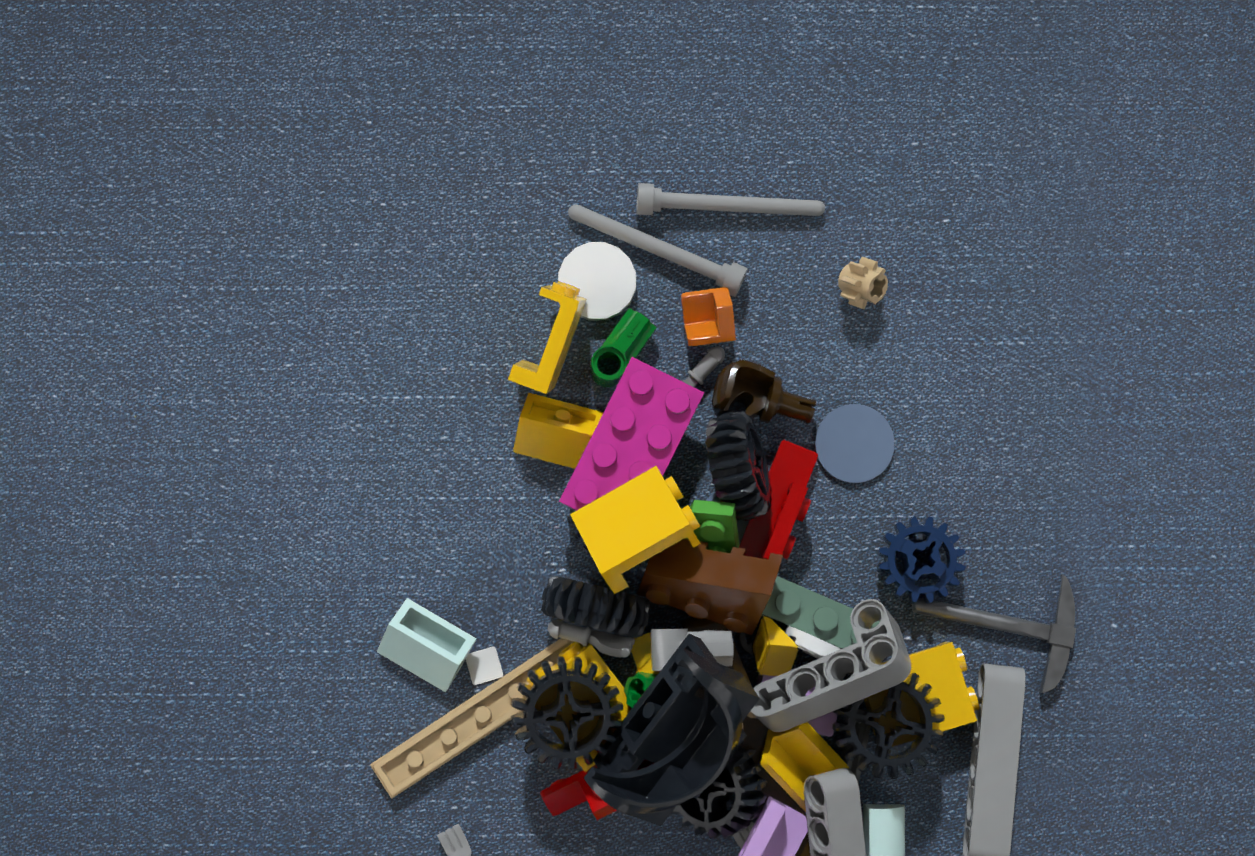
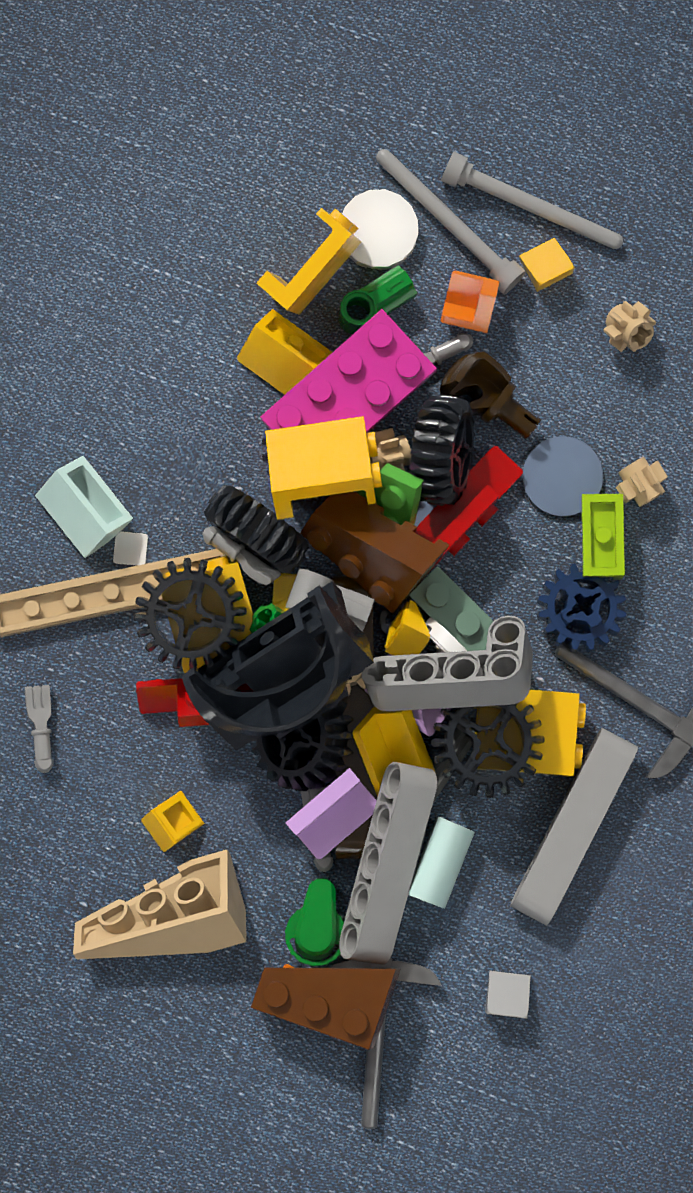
camera: 20 degrees right, 0 degrees up
(692, 483) = (392, 449): none -> tan gear
(763, 253) = (546, 264): none -> yellow slope
(916, 487) = (602, 535): none -> lime panel
(930, 422) = (641, 481): none -> tan gear

